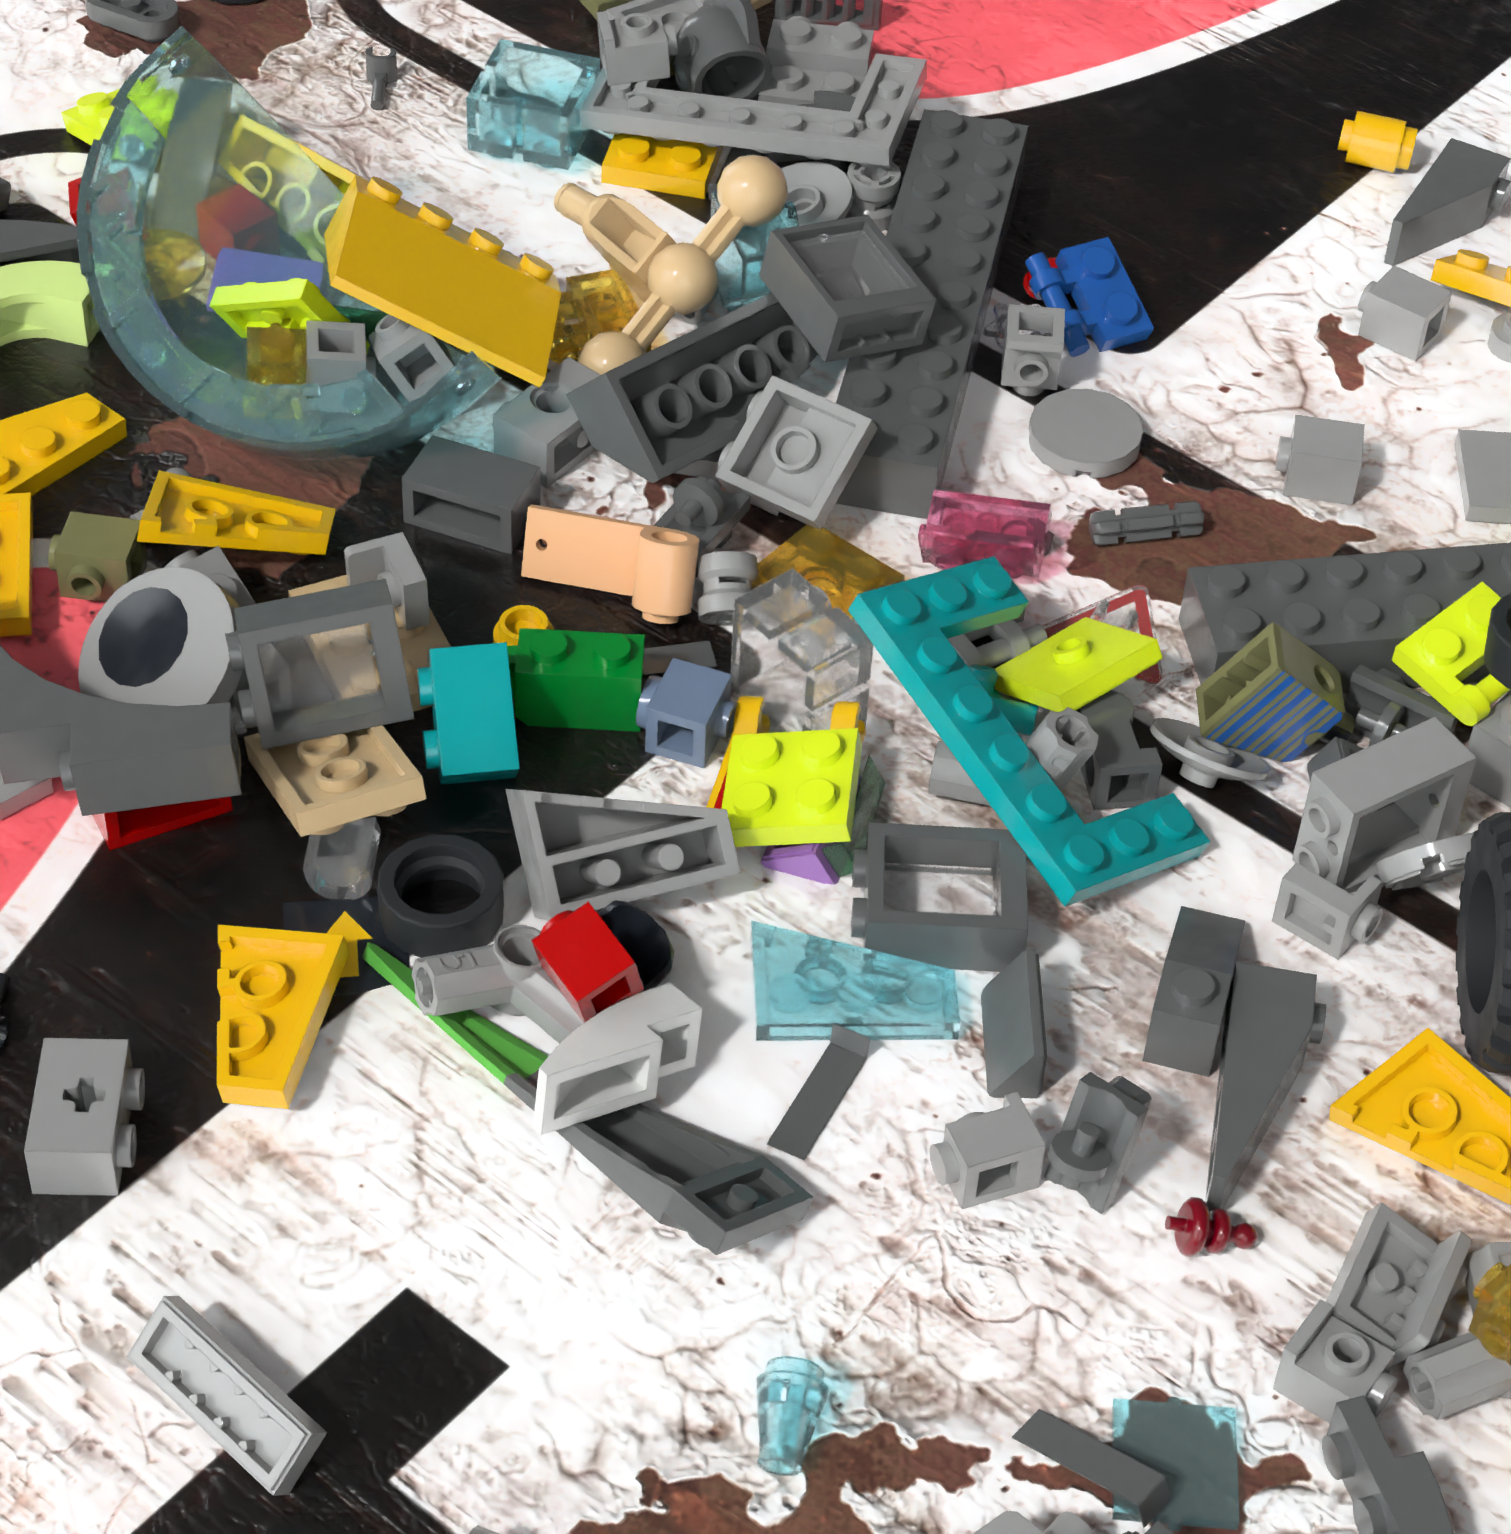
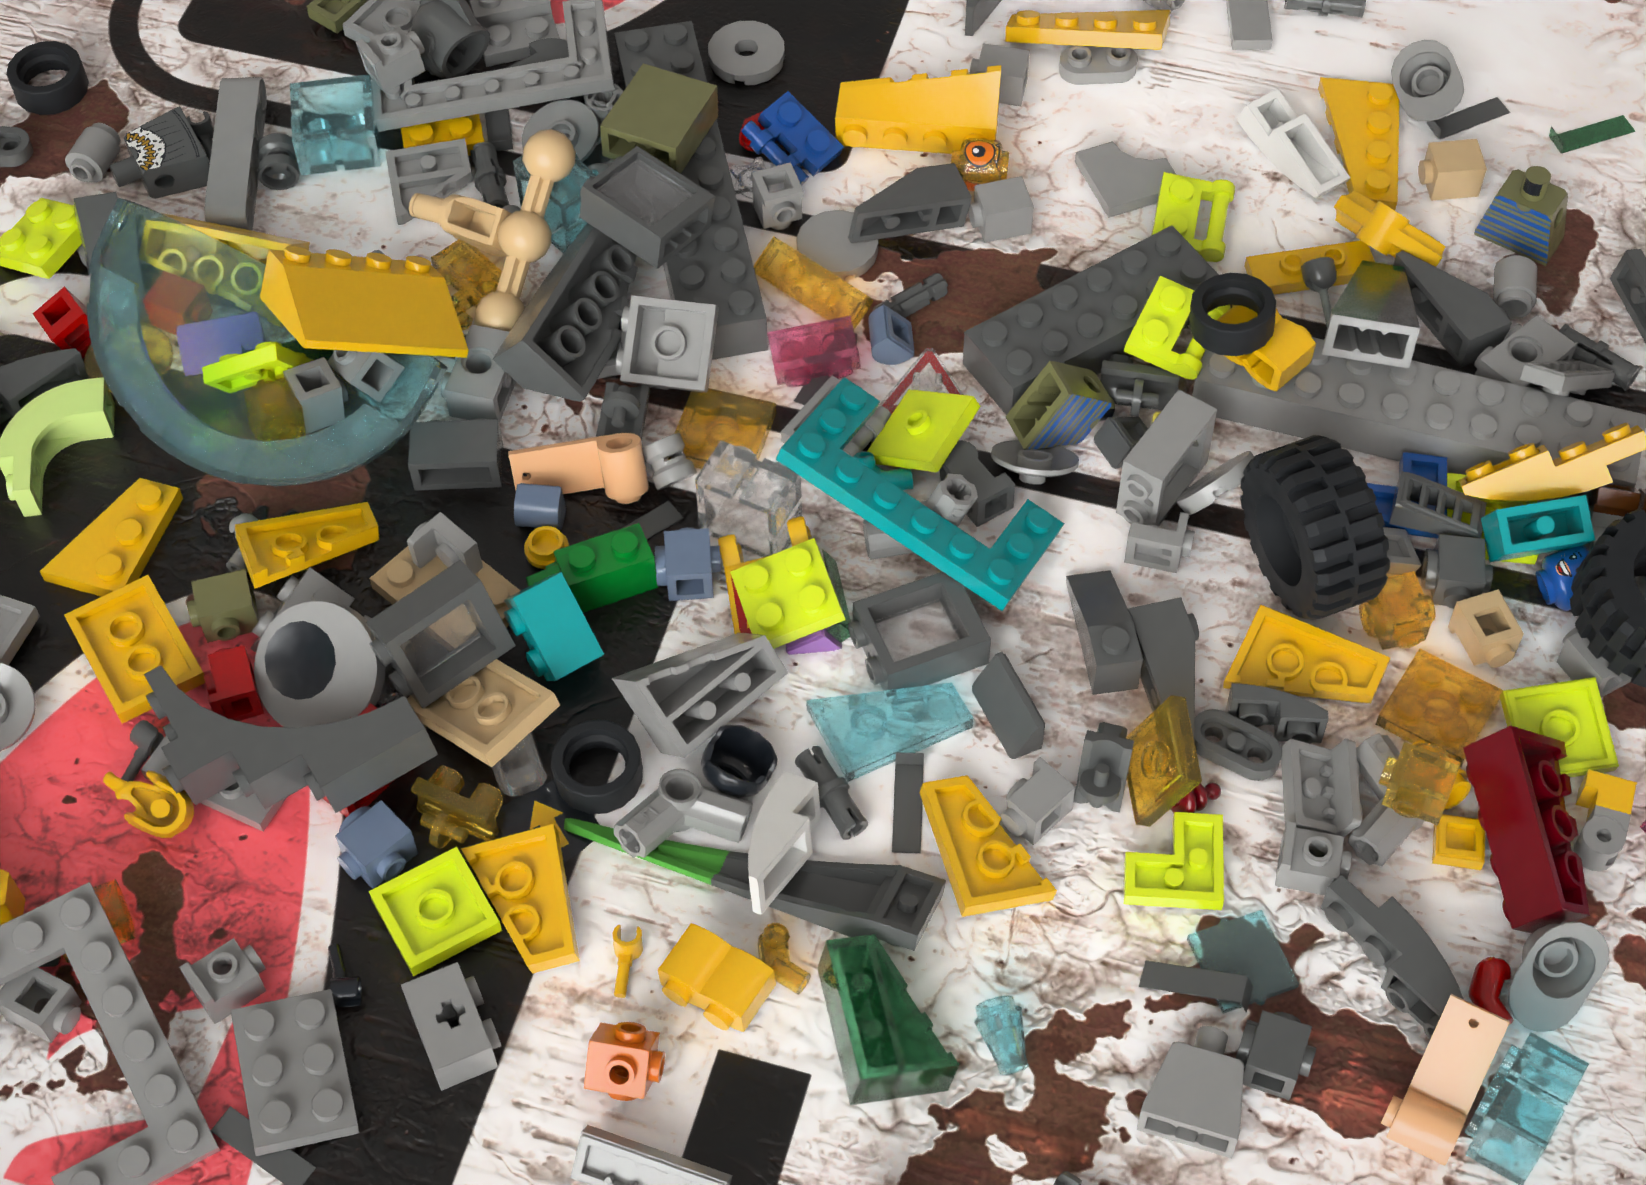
camera: 20 degrees left, 10 degrees up
(54, 639) = (233, 684): none -> red brick
(115, 878) = (374, 844): none -> sand blue brick
(145, 981) = (435, 911): none -> neon yellow plate
(230, 882) = (454, 815): none -> clear yellow hips
(245, 46) = (93, 153): none -> light grey brick
(268, 1239) = (623, 1060): none -> orange brick
(317, 79) = (163, 157): none -> dark grey torso
(356, 1123) = (626, 953): none -> yellow hand
(405, 99) = (234, 152): none -> light grey beam
(443, 128) = (278, 162): none -> dark grey wheel
(446, 1195) = (716, 978): none -> yellow brick
(539, 1206) = (774, 951): none -> clear yellow arm
(540, 582) = (539, 506): none -> sand blue brick
(586, 961) = (733, 784): red brick -> none
(622, 1336) = (877, 1027): none -> clear green wedge
(641, 183) = (427, 170): none -> light grey wing
(692, 211) = (489, 176): none -> dark grey pin
(723, 1039) = (832, 792): none -> dark grey pin
(878, 1184) = (978, 854): none -> yellow wing
(924, 201) = (661, 115): none -> olive brick
(1025, 459) = (810, 283): none -> clear yellow plate
(1095, 552) = (890, 336): none -> sand blue brick
(1112, 186) = (746, 36): none -> light grey tile
(1150, 1324) = (1188, 877): none -> neon yellow plate
(1181, 1159) = (1162, 761): none -> clear yellow plate
(1202, 413) = (917, 203): none -> dark grey slope
(1276, 321) = (919, 112): none -> yellow wedge
(1309, 1190) = (1236, 744): none -> dark grey plate
(1319, 392) = (981, 161): none -> clear yellow head
(1380, 1160) = (1290, 714): none -> dark grey slope

